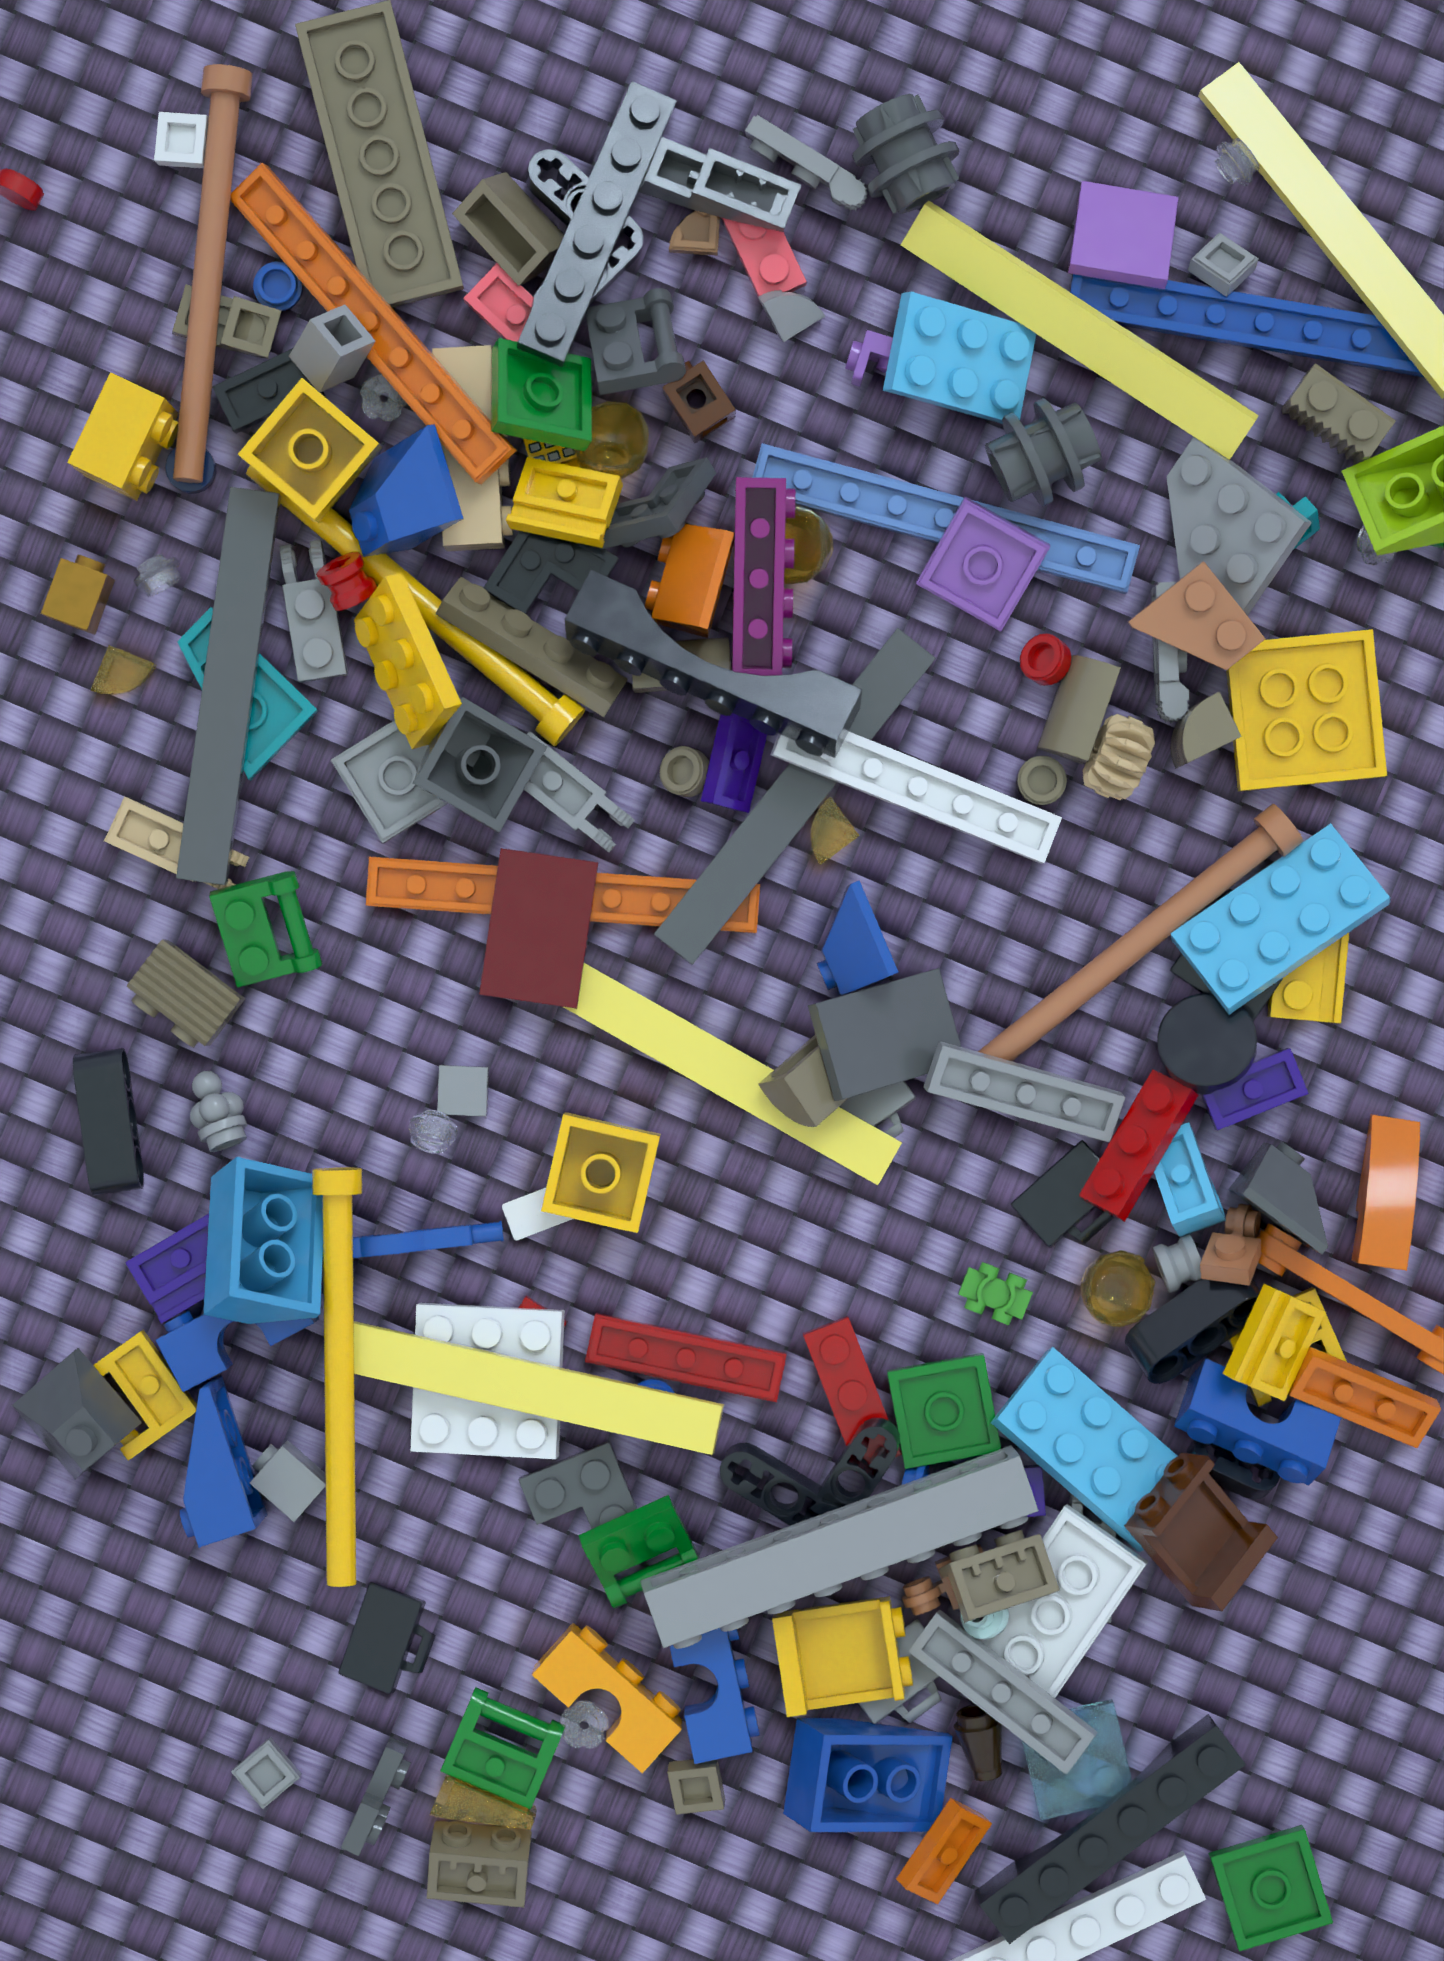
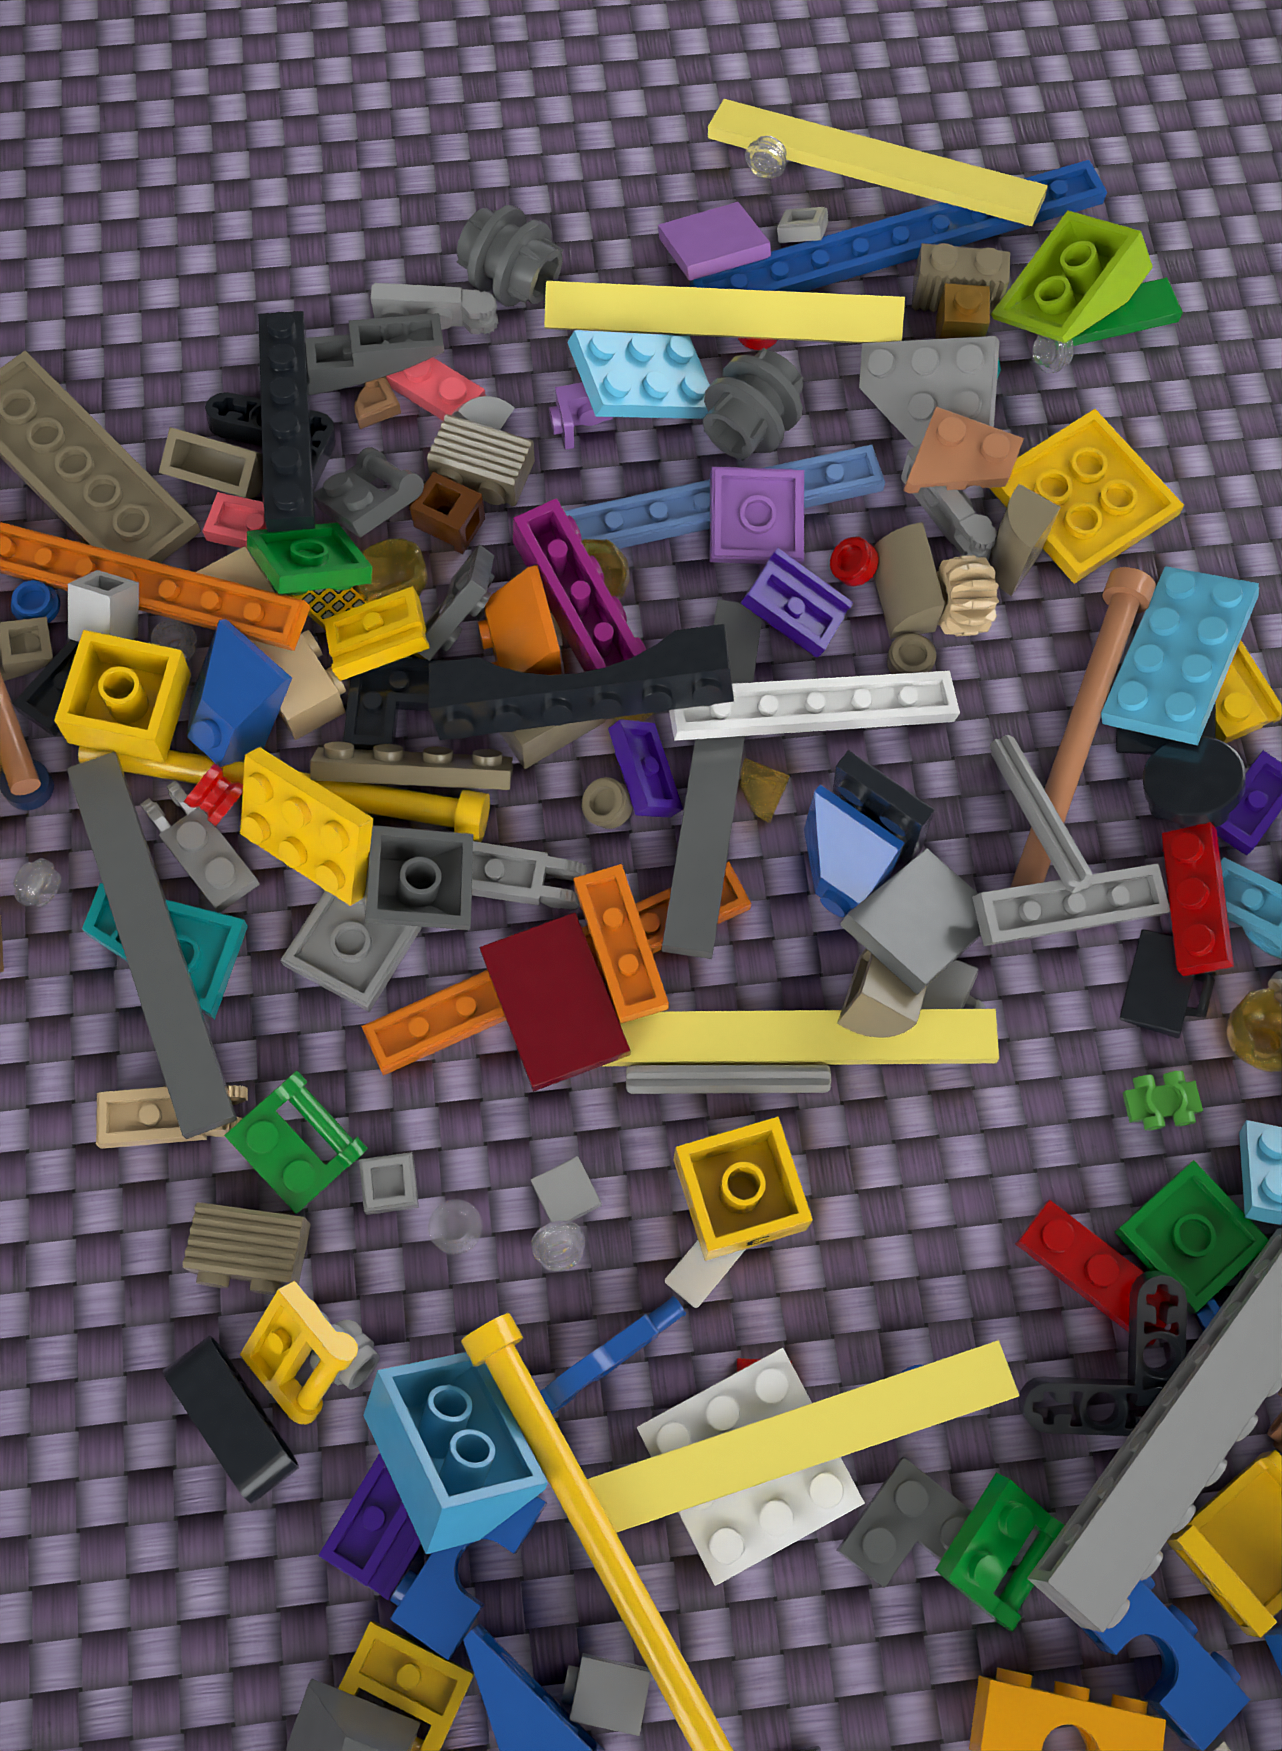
camera: 35 degrees left, 20 degrees down
(121, 672) = (43, 989): clear yellow tile -> none
(177, 1089) = (283, 1342): none -> yellow plate
(324, 1002) = (388, 1183): none -> light grey tile
(359, 1068) = (455, 1226): none -> clear plate
(620, 911) = (621, 944): none -> orange plate
(648, 1072) = (727, 1079): none -> light grey axle
(686, 1357) = (923, 1329): red tile -> none
(758, 362) = (482, 459): none -> dark tan brick
(909, 944) = (883, 803): none -> black plate
(965, 674) = (797, 603): none -> dark purple plate
(1050, 997) = (1041, 814): none -> light grey axle
(1309, 462) = (963, 311): none -> pearl gold brick

